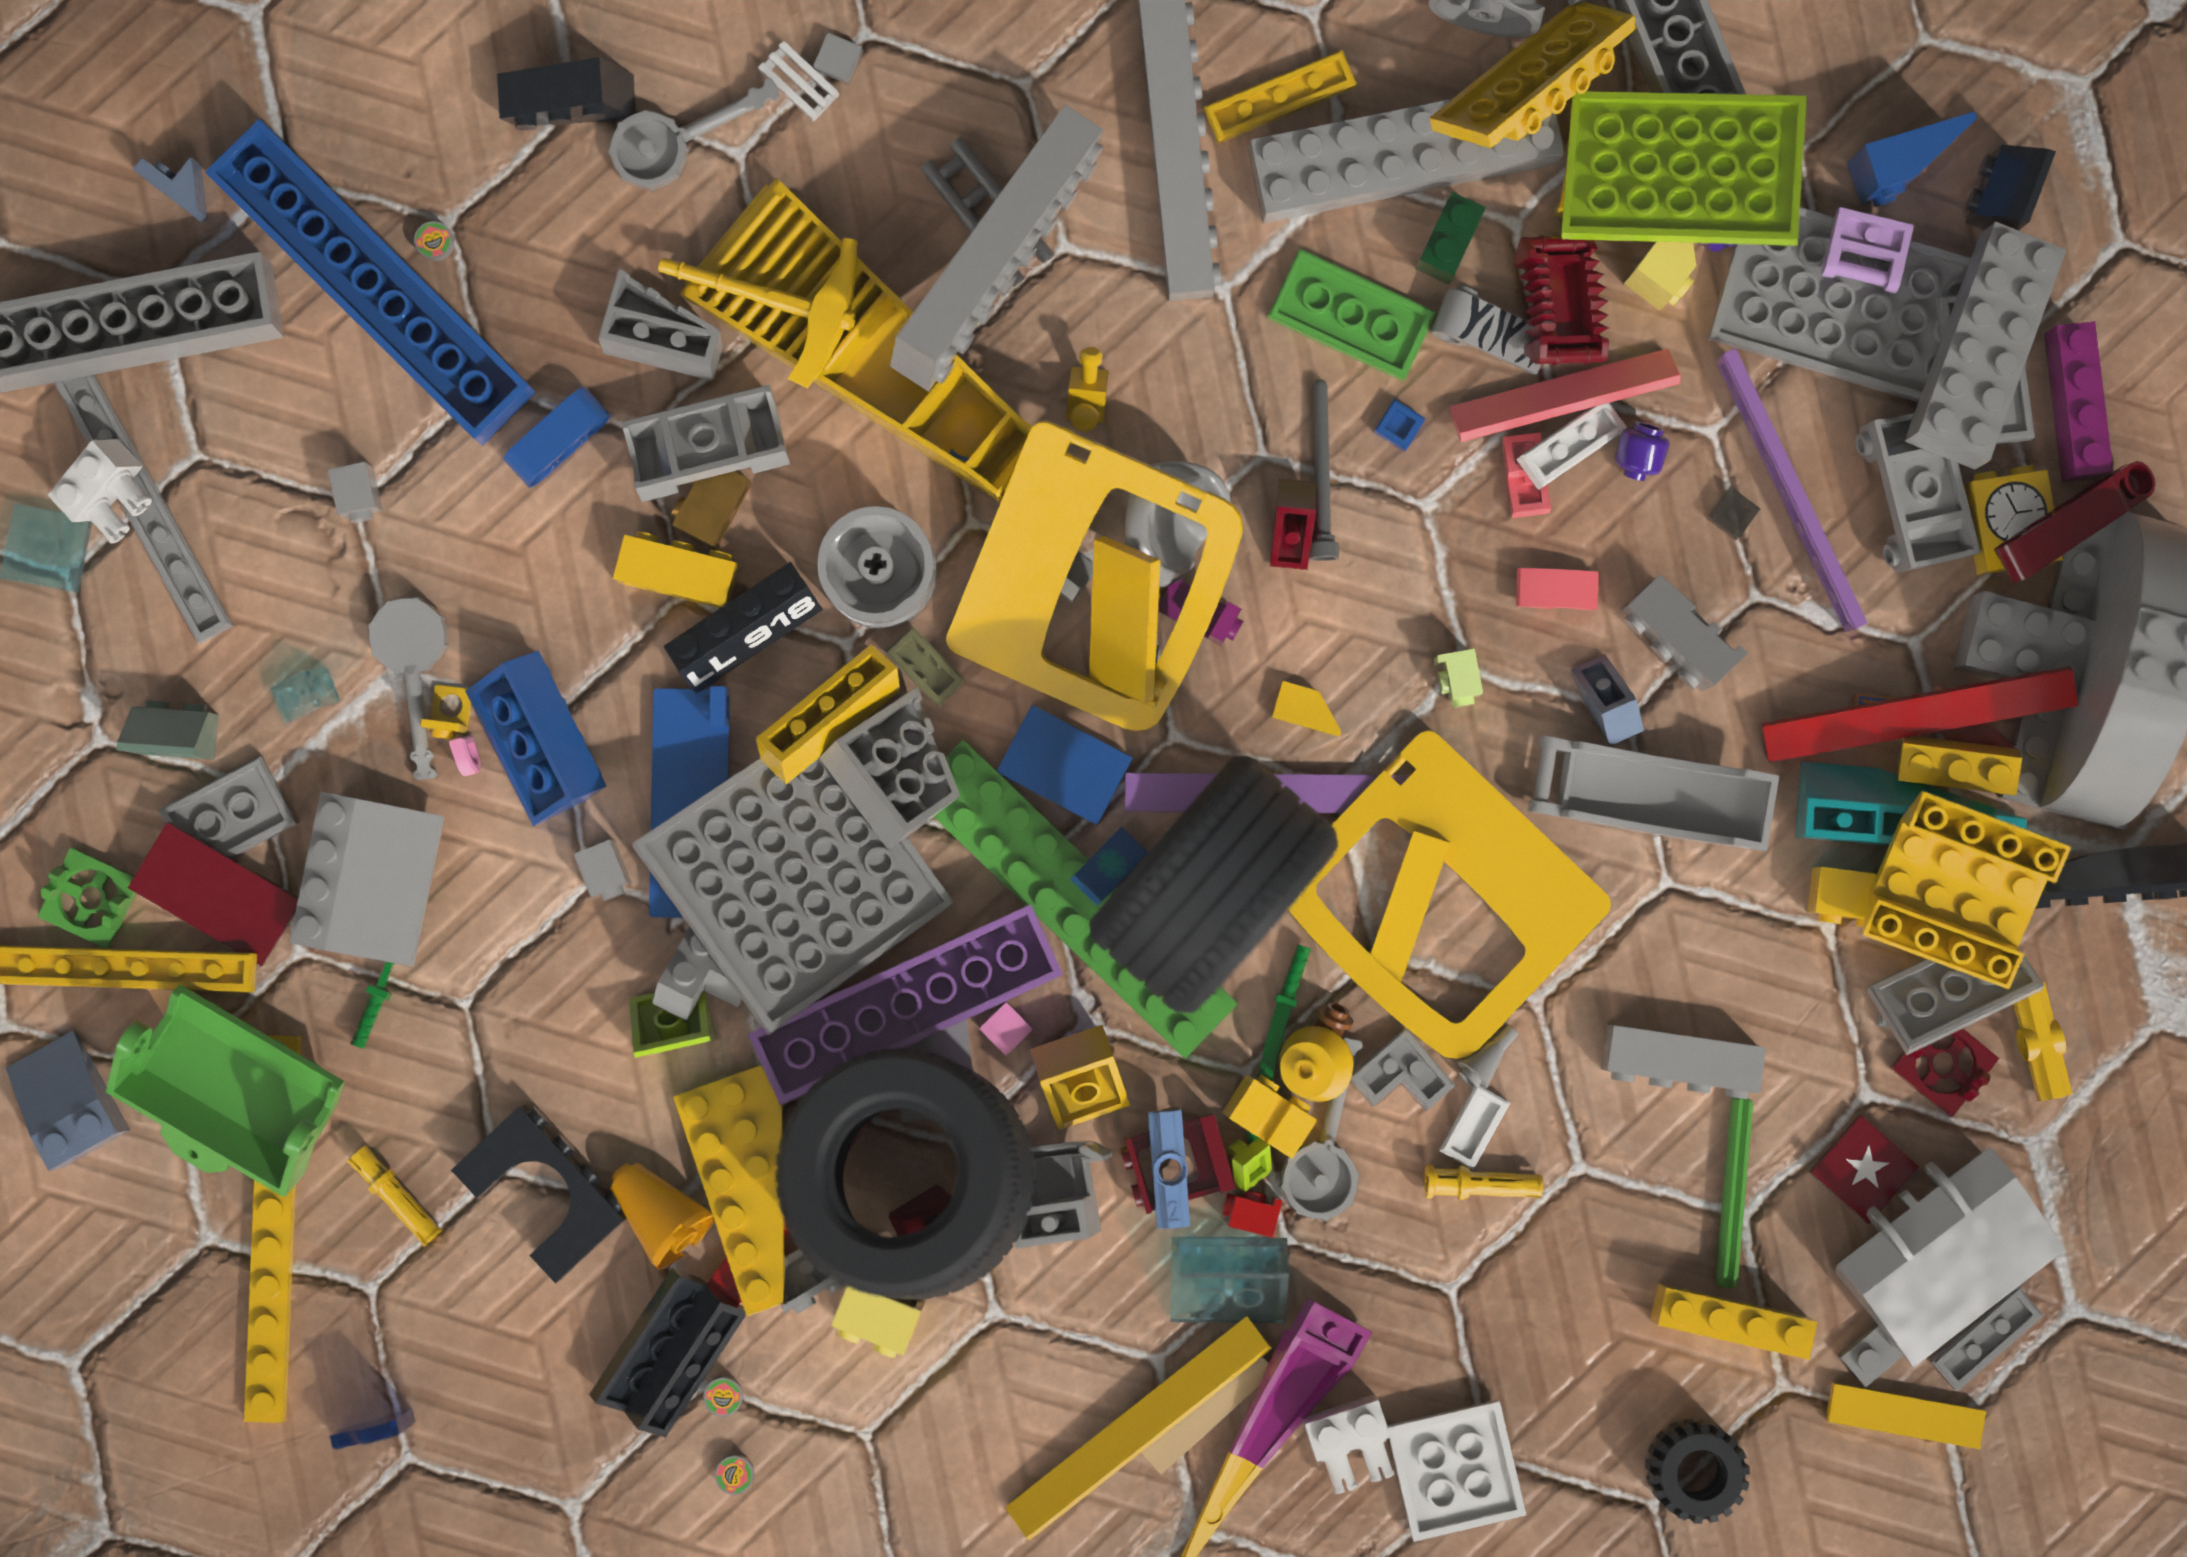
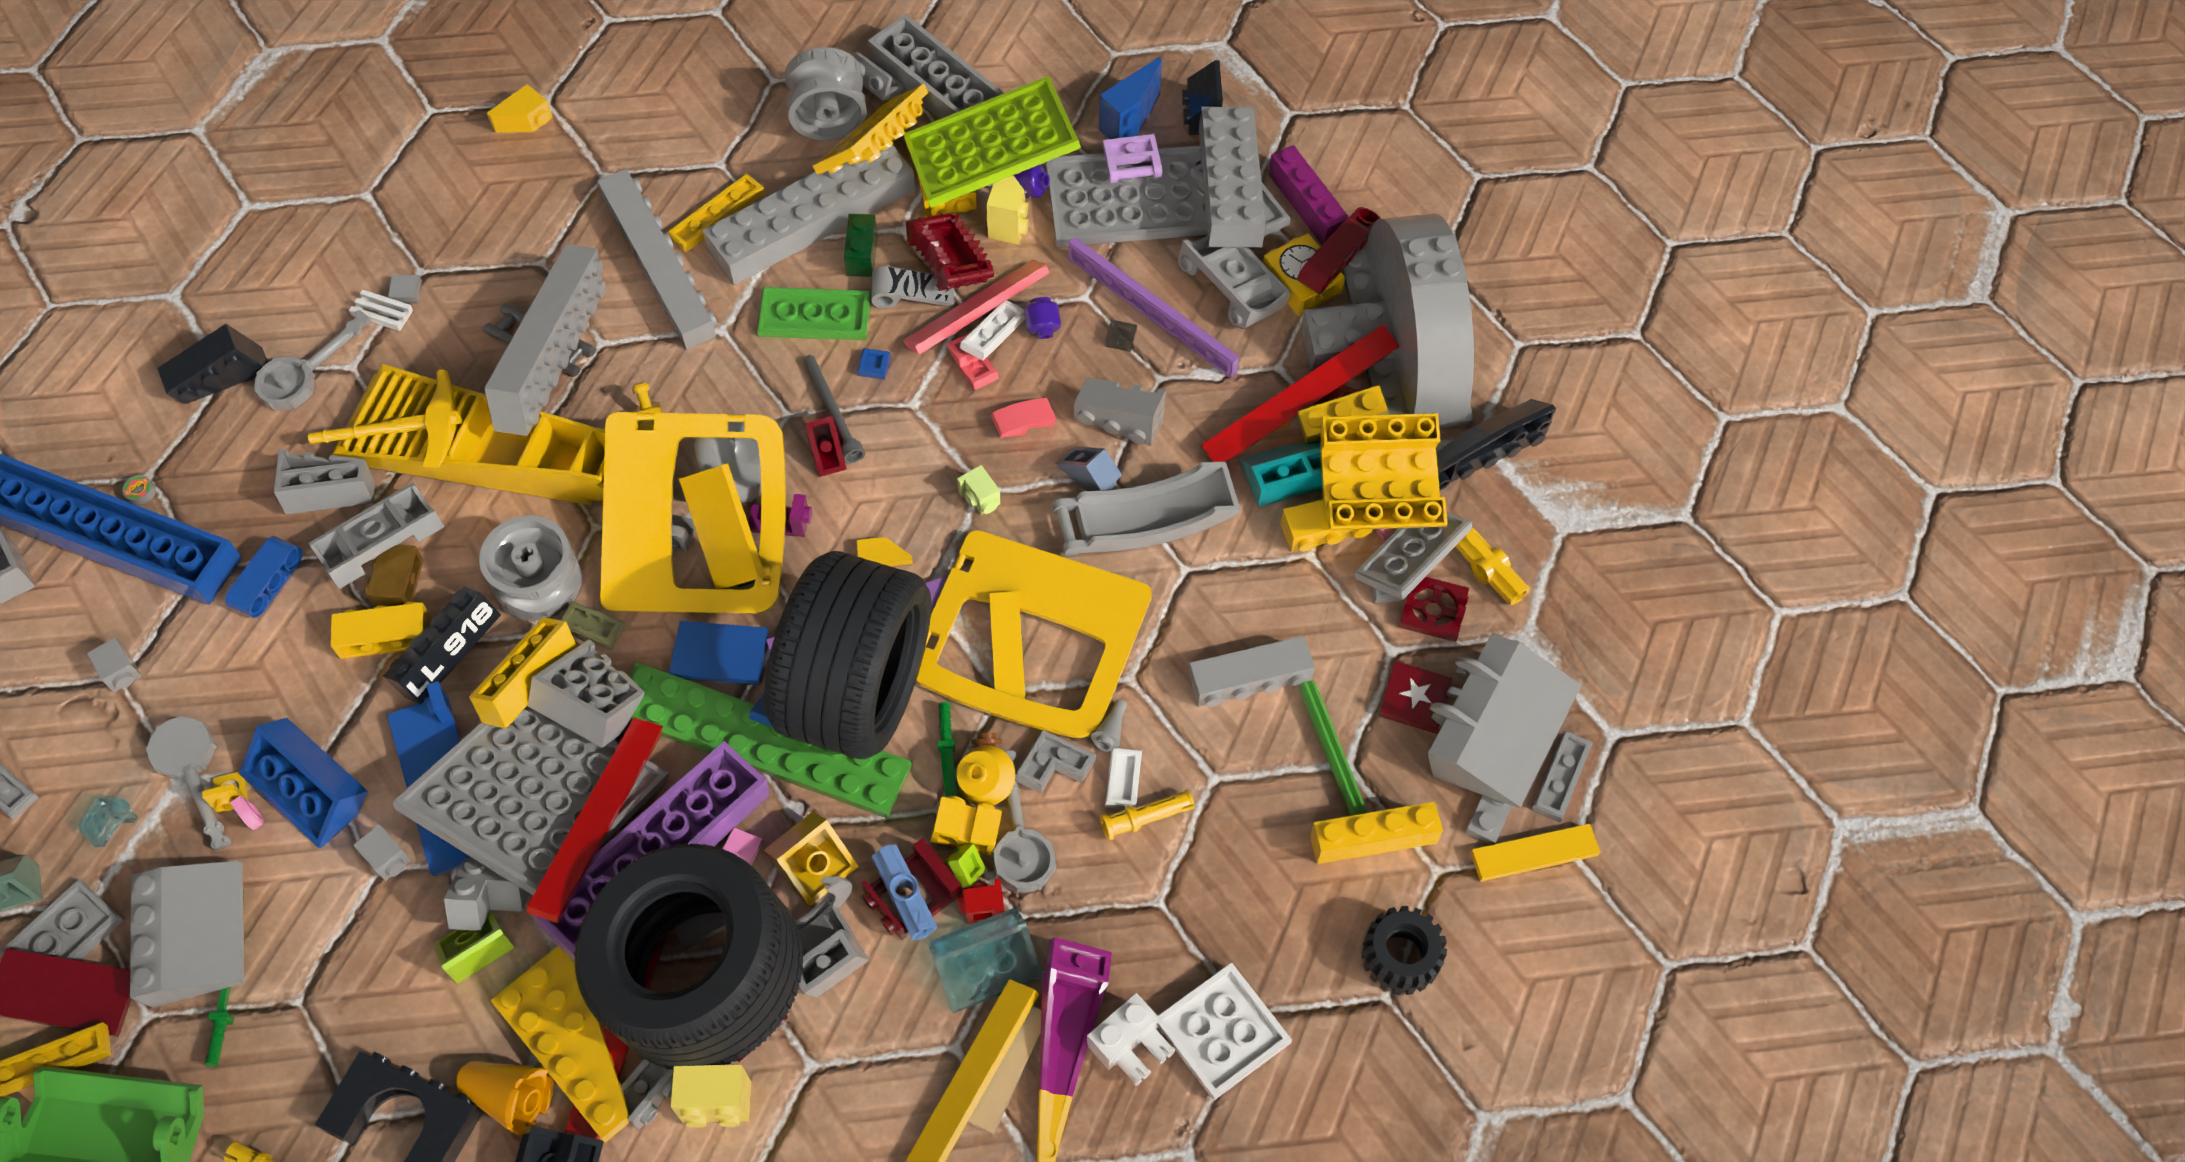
camera: 20 degrees left, 25 degrees down
(855, 946) = (594, 821): none -> red tile

